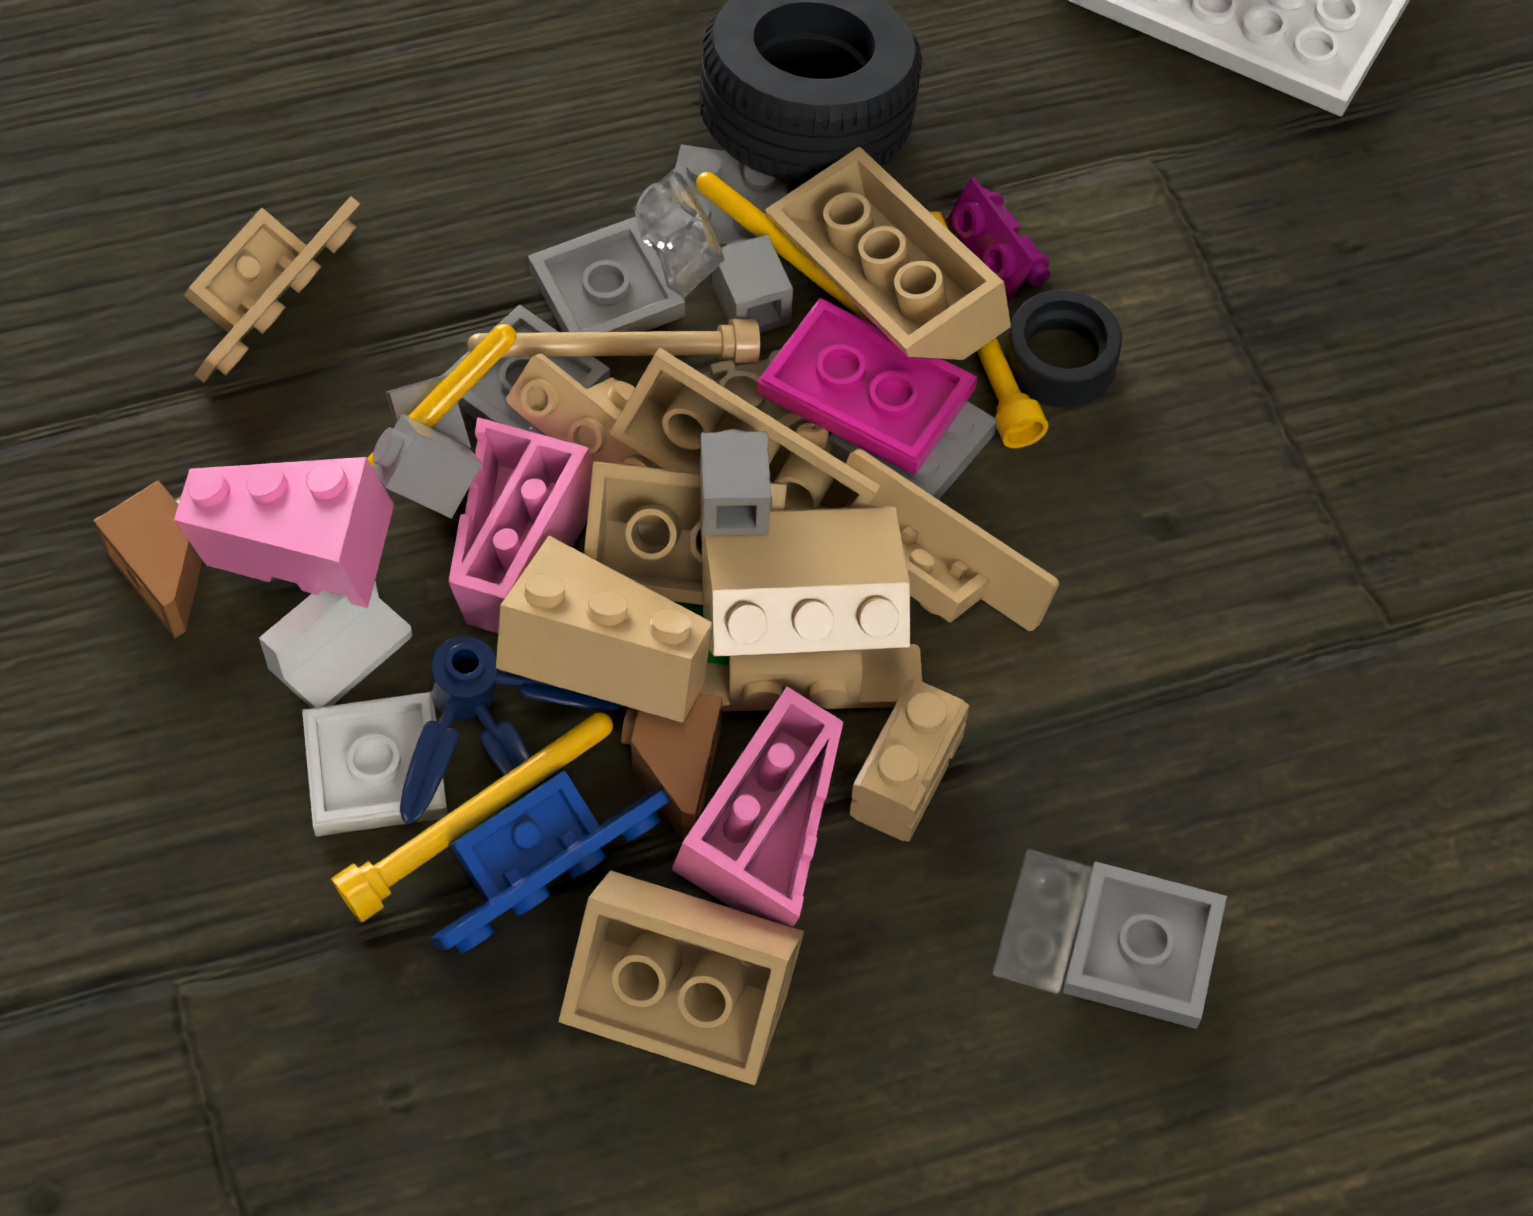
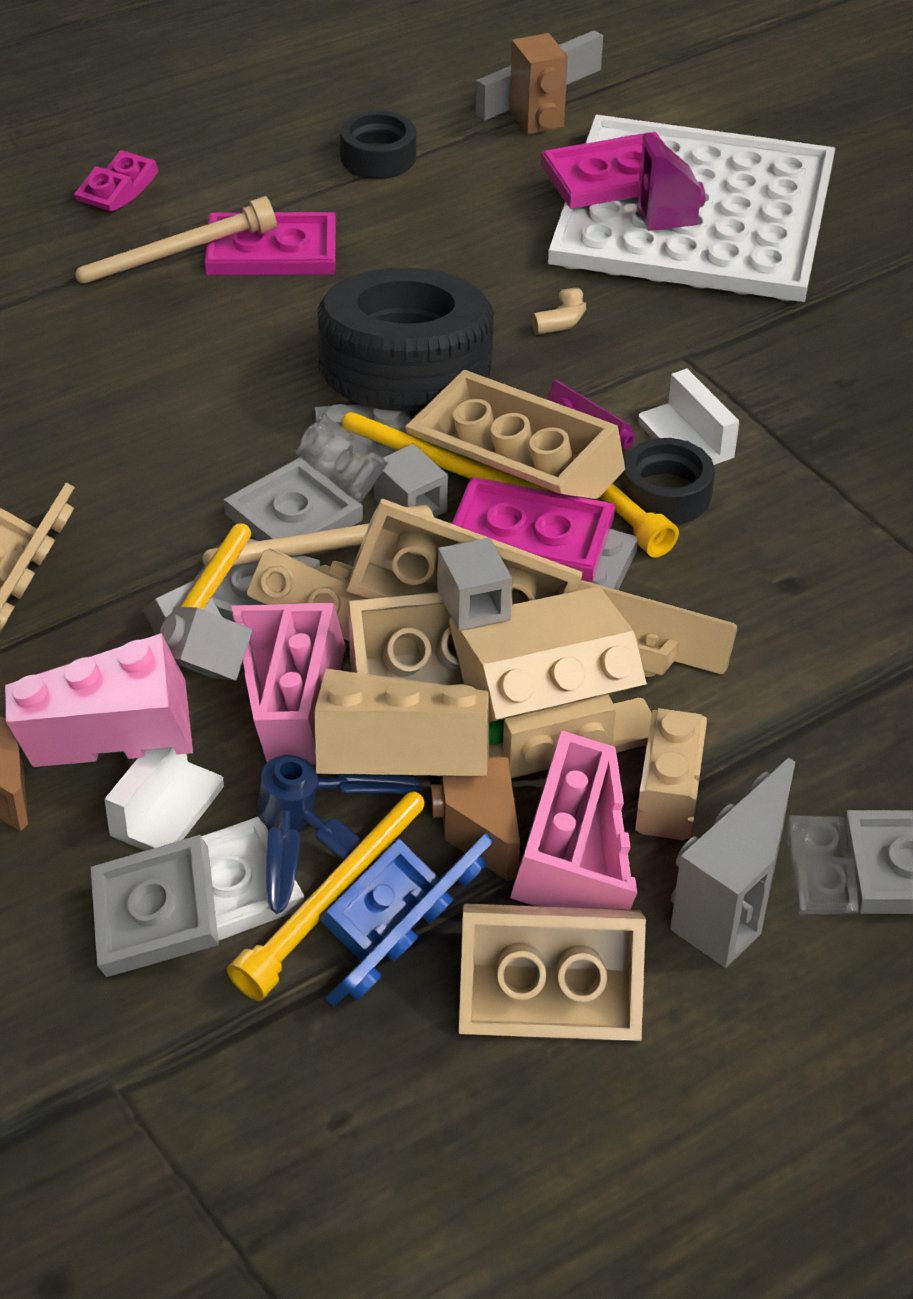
camera: 15 degrees left, 15 degrees down
(275, 782) = (153, 906): none -> light grey plate
(917, 922) = (730, 870): none -> light grey slope
(1032, 73) = (563, 317): none -> tan arm
(1125, 270) = (695, 417): none -> white panel

